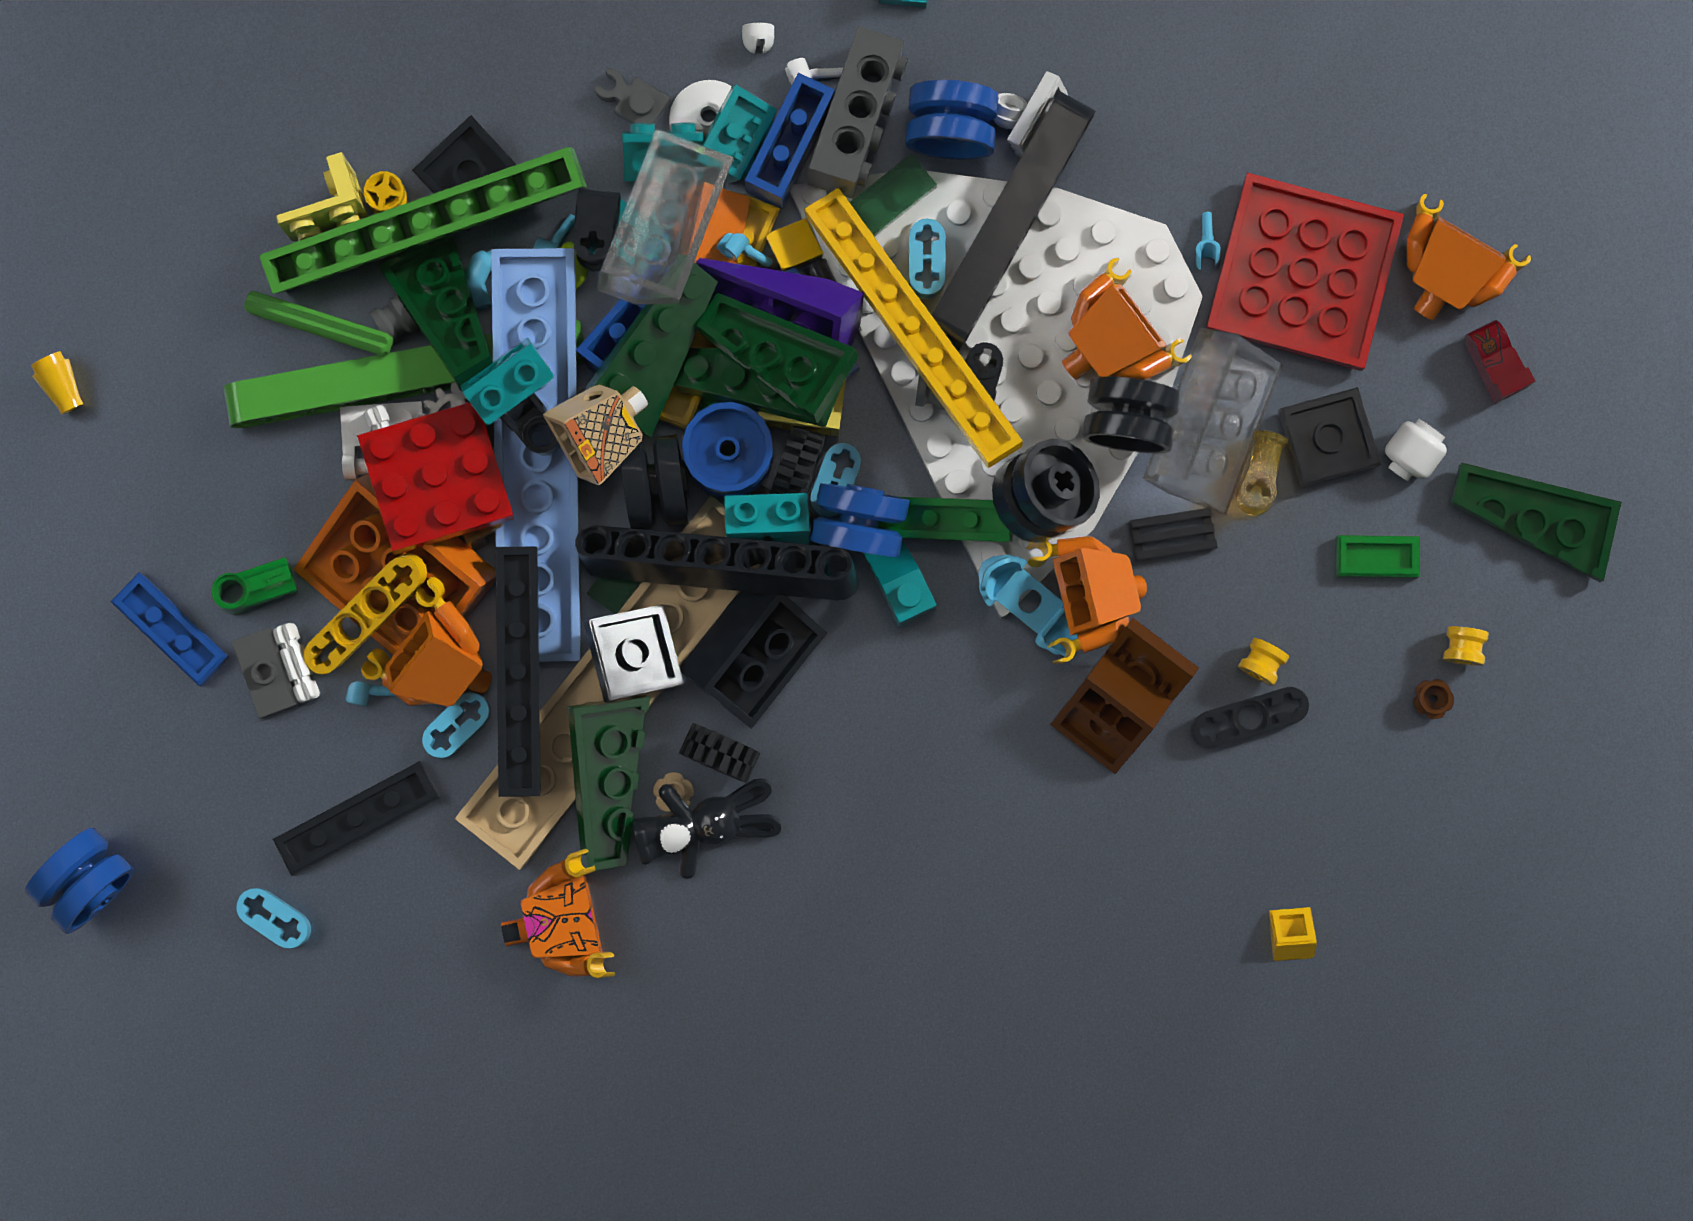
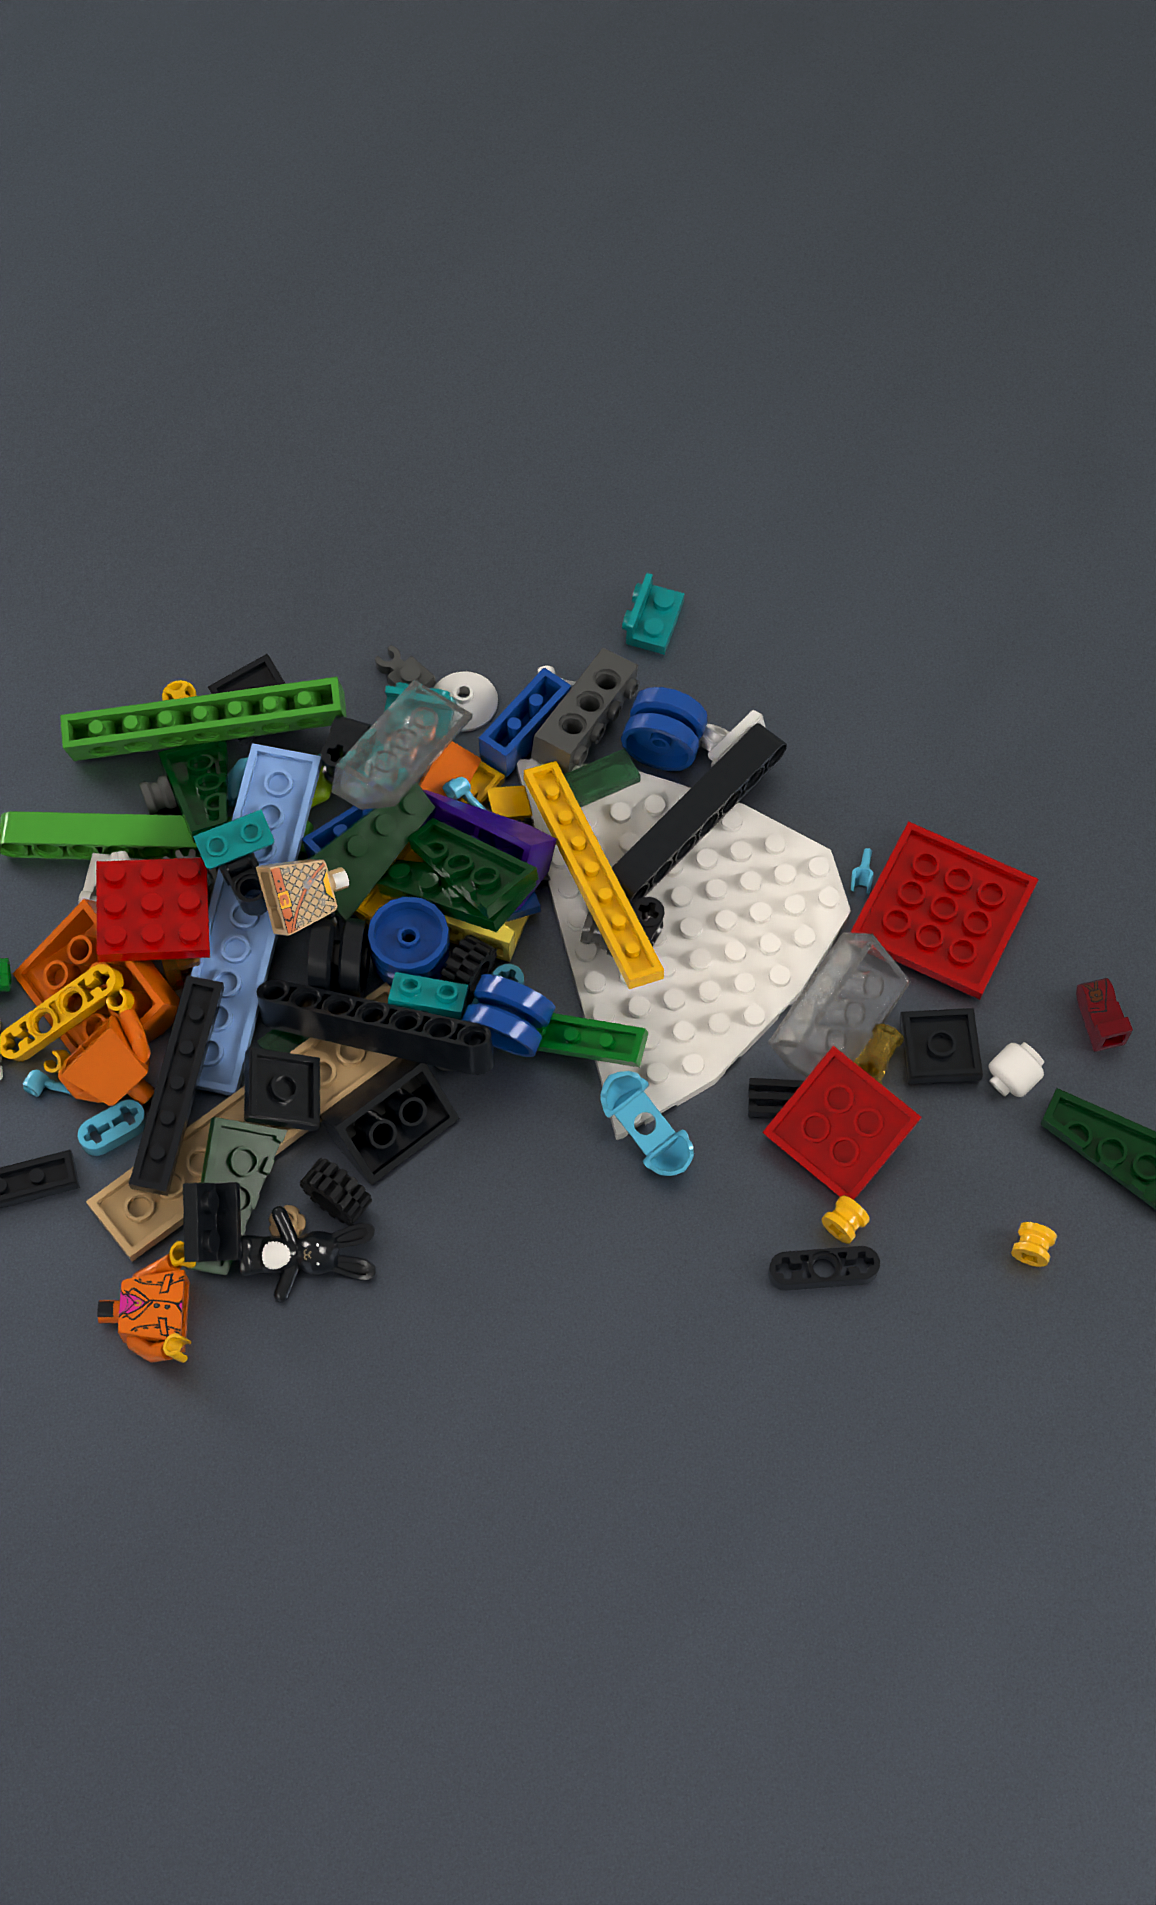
camera: 15 degrees right, 20 degrees down
(318, 323) = (95, 783): bright green axle -> none
(330, 213) = (143, 688): light yellow bracket -> none
(601, 823) = (212, 1221): none -> black bracket
(739, 129) = (486, 701): teal bracket -> none
(758, 35) = (520, 644): white hinge -> none
(902, 585) = (535, 1090): teal slope -> none
(936, 258) = (611, 829): medium azure beam -> none
(1046, 491) = (677, 1024): black wheel -> none
(1094, 589) = (703, 1121): orange torso -> none
(1115, 333) = (767, 918): orange torso -> none
(1124, 696) = (711, 1218): reddish brown bracket -> none
(1131, 415) = (765, 978): black wheel -> none
(1242, 559) = (842, 1124): none -> red plate
(1292, 934) = (826, 1472): yellow slope -> none
(1377, 556) = (967, 1155): green tile -> none
(1444, 698) = (1003, 1279): reddish brown plate -> none
(1454, 264) = (1077, 926): orange torso -> none

